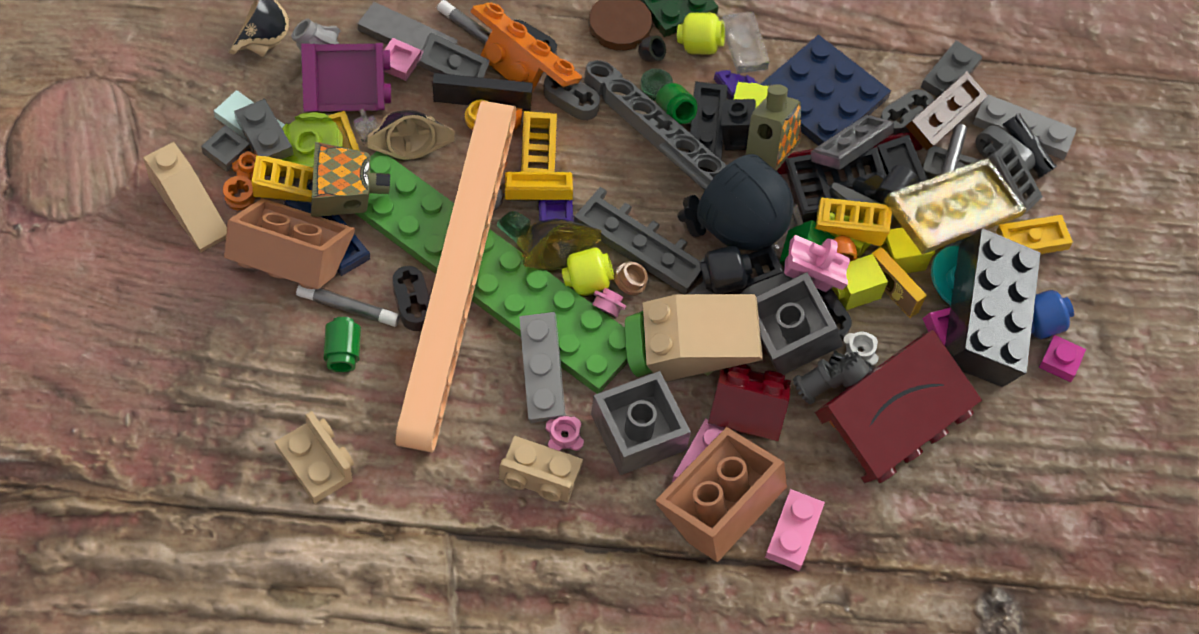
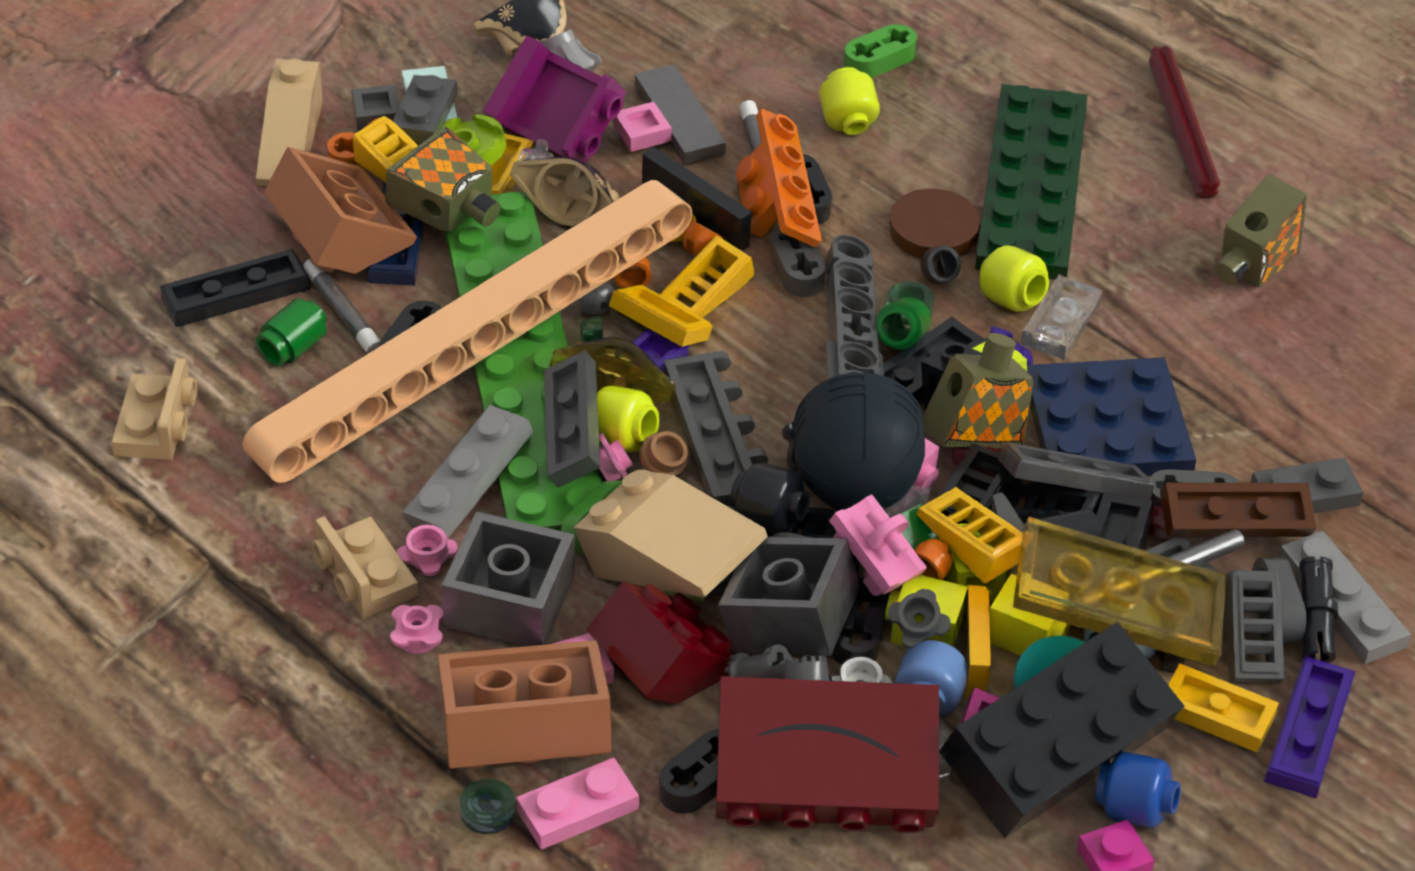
camera: 45 degrees right, 15 degrees down
(268, 336) = (234, 287): none -> black tile
(449, 58) = (689, 145): dark grey plate -> none
(575, 294) = (571, 419): none -> dark grey plate
(606, 496) = (417, 628): none -> bright pink plate
(752, 568) = (487, 806): none -> clear green tile
(828, 461) = (691, 765): none -> black beam
(882, 288) = (919, 603): none -> dark grey plate
(898, 321) = (936, 664): none -> medium blue head
(1084, 227) = (1309, 727): none -> dark purple tile

